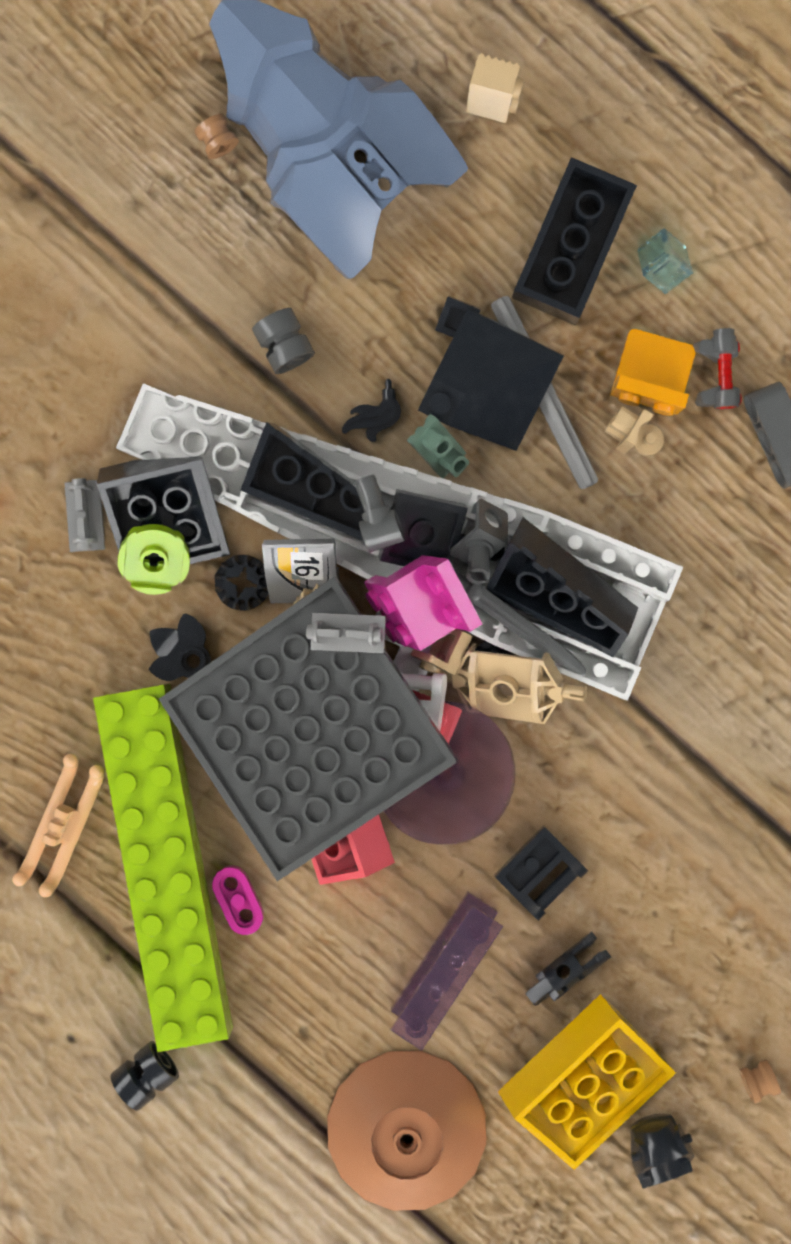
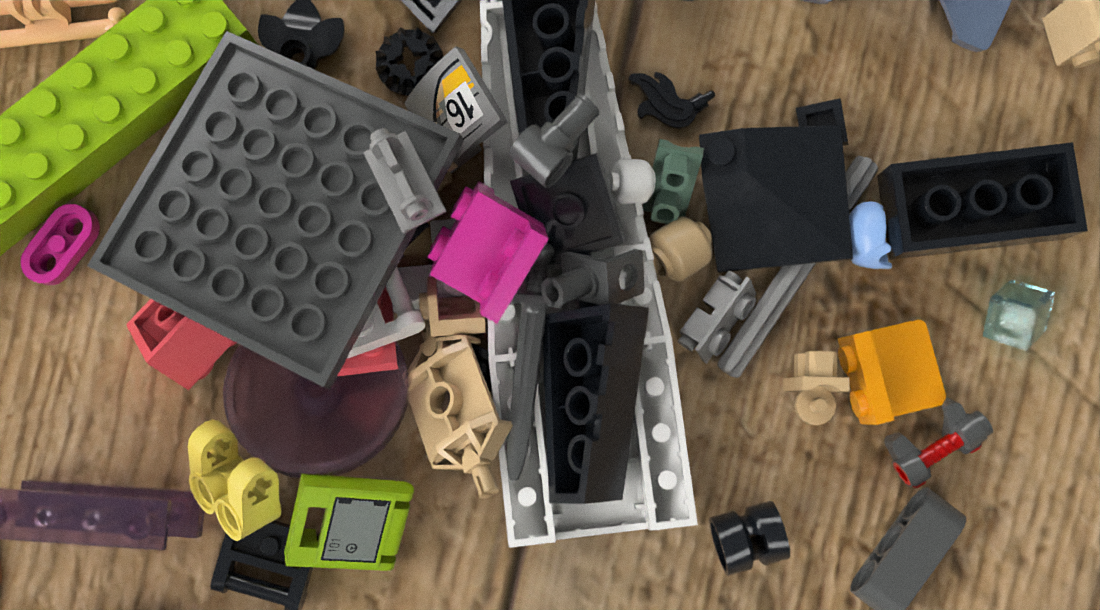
camera: 60 degrees right, 5 degrees down
(424, 476) = (632, 181): none -> white piece
(474, 870) = (222, 482): none -> light yellow piece
(488, 468) = (681, 249): none -> tan head
(545, 456) = (712, 331): none -> light grey hinge
(554, 333) = (869, 236): none -> light blue hair
(555, 794) = (359, 524): none -> lime container
(712, 548) = (733, 540): none -> black wheel

